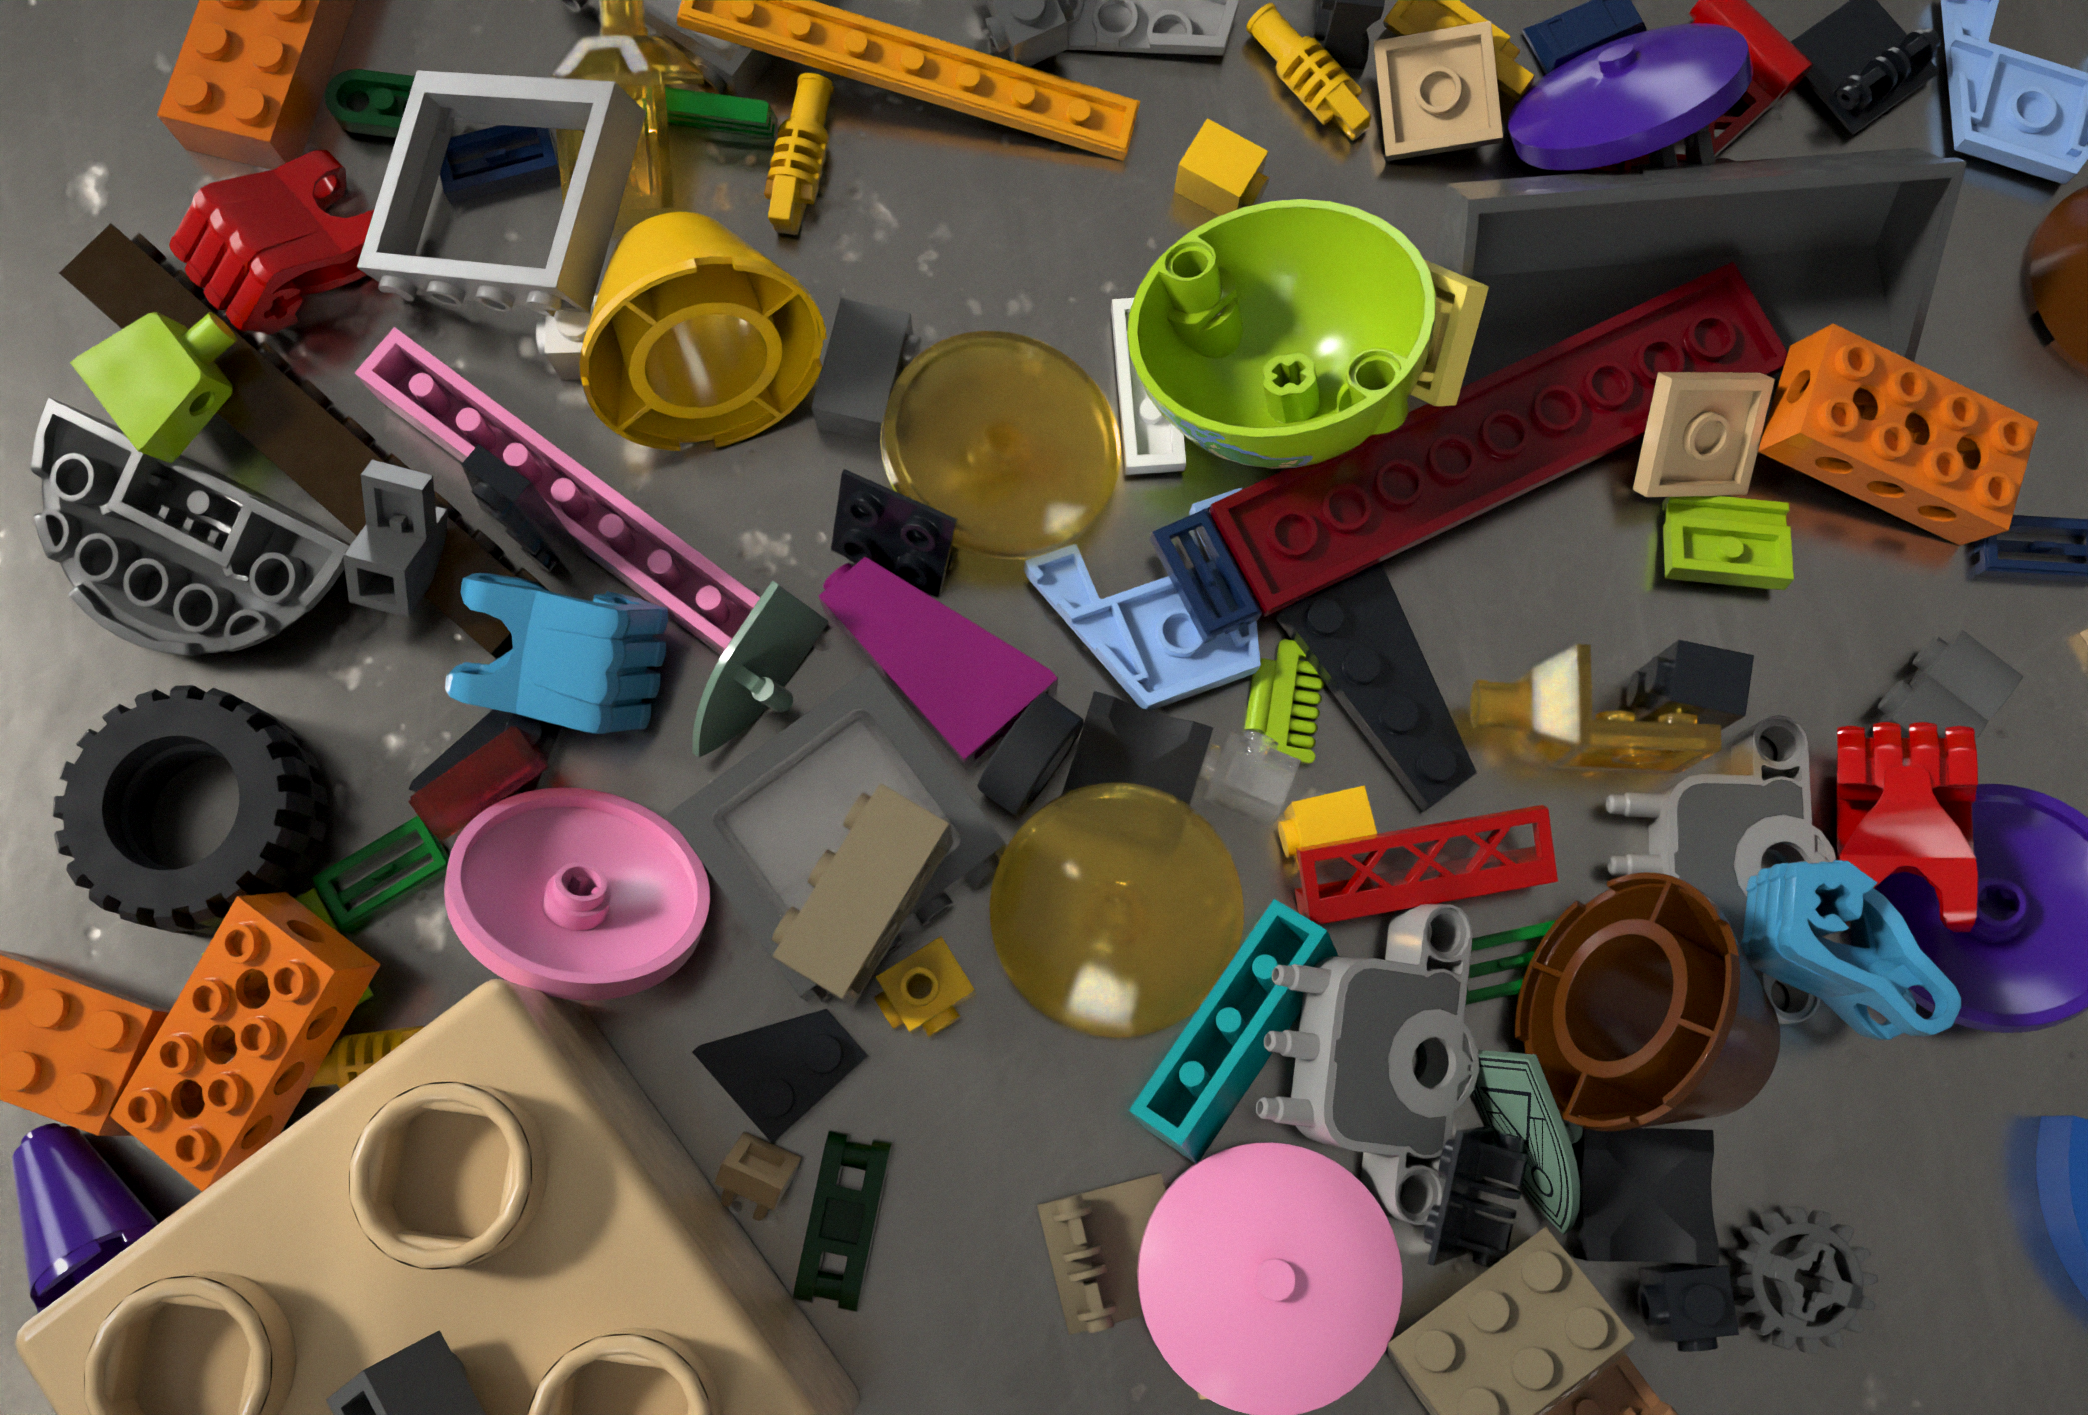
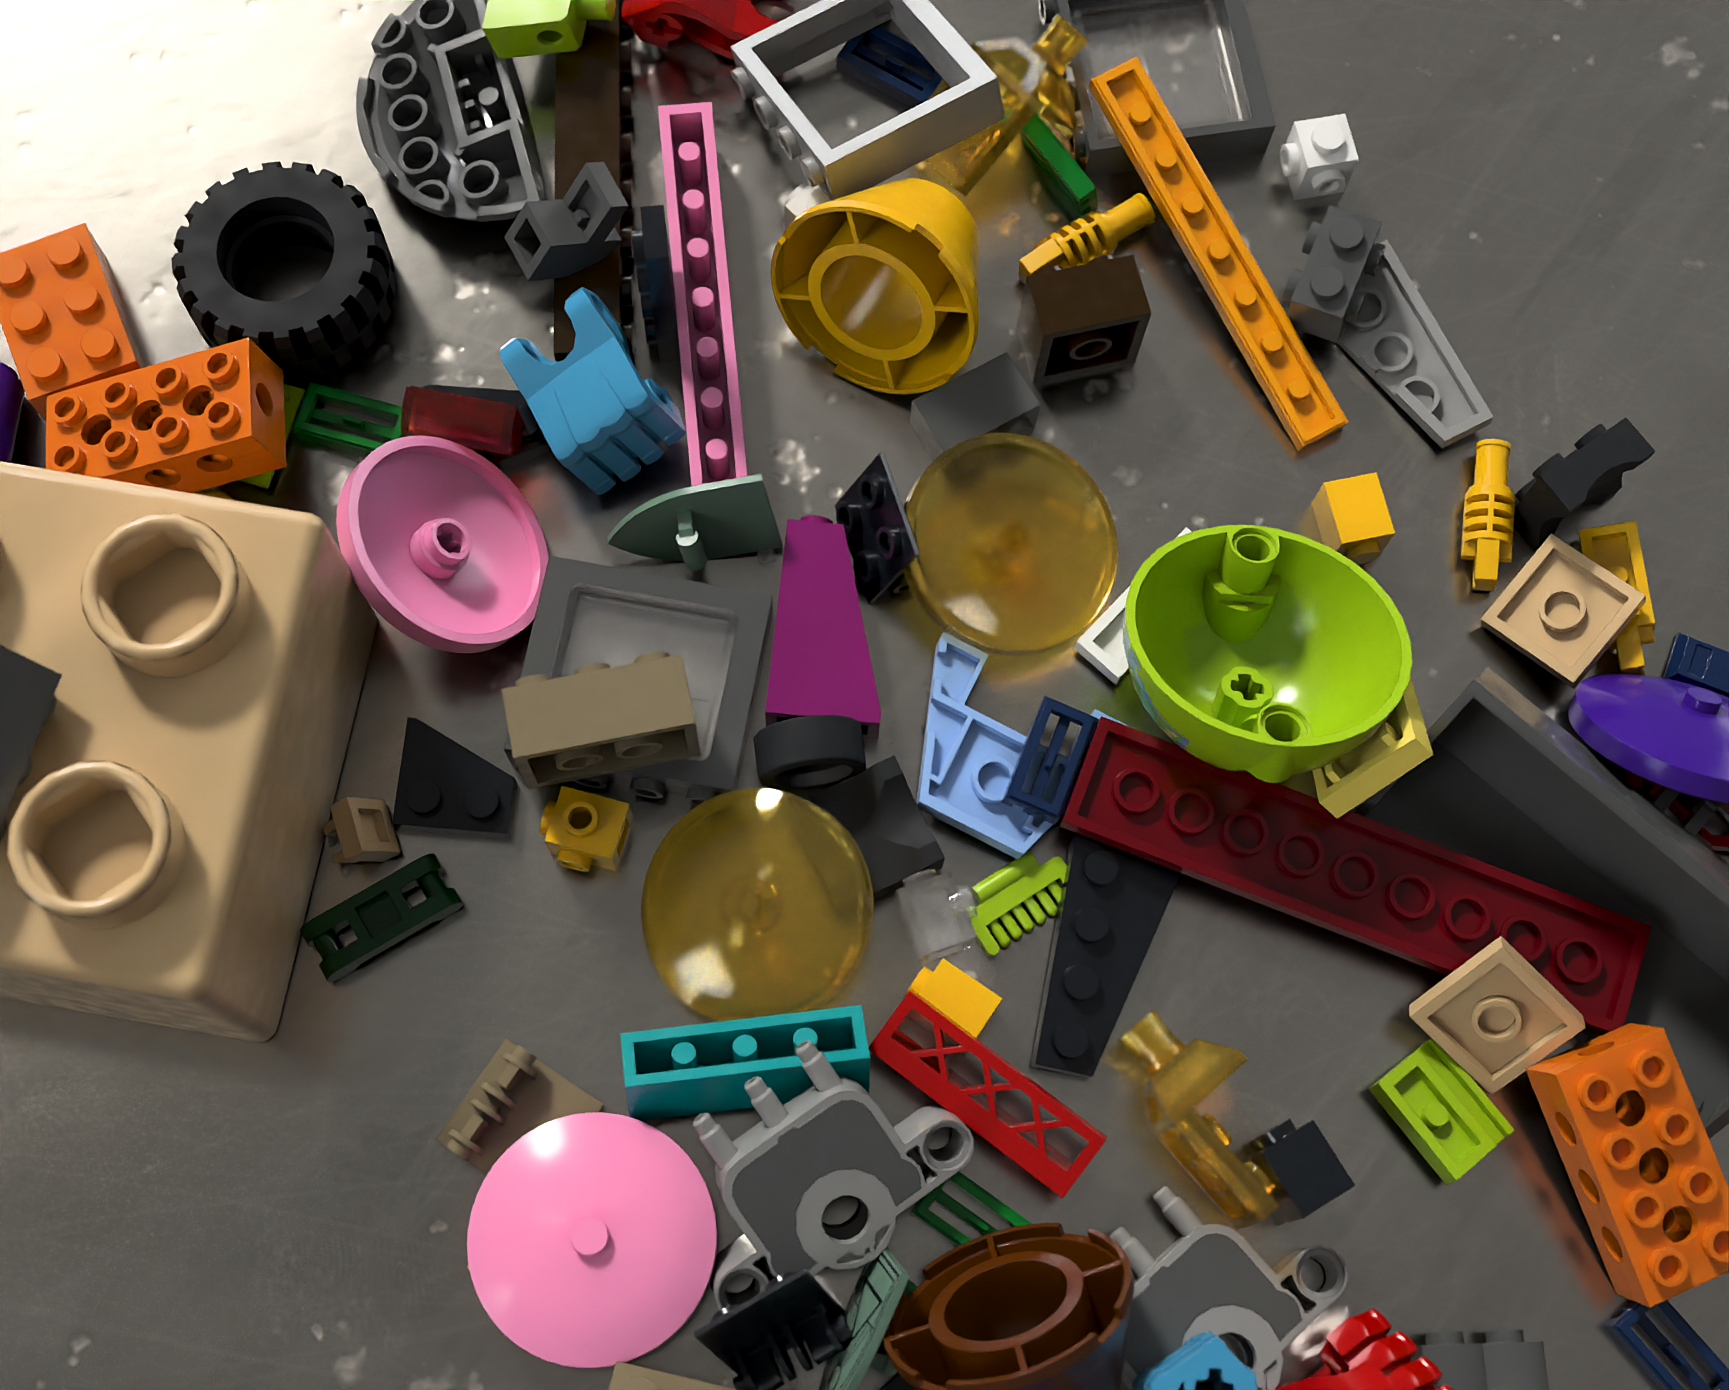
camera: 45 degrees right, 5 degrees down
(868, 213) = (1082, 317): none -> dark brown brick

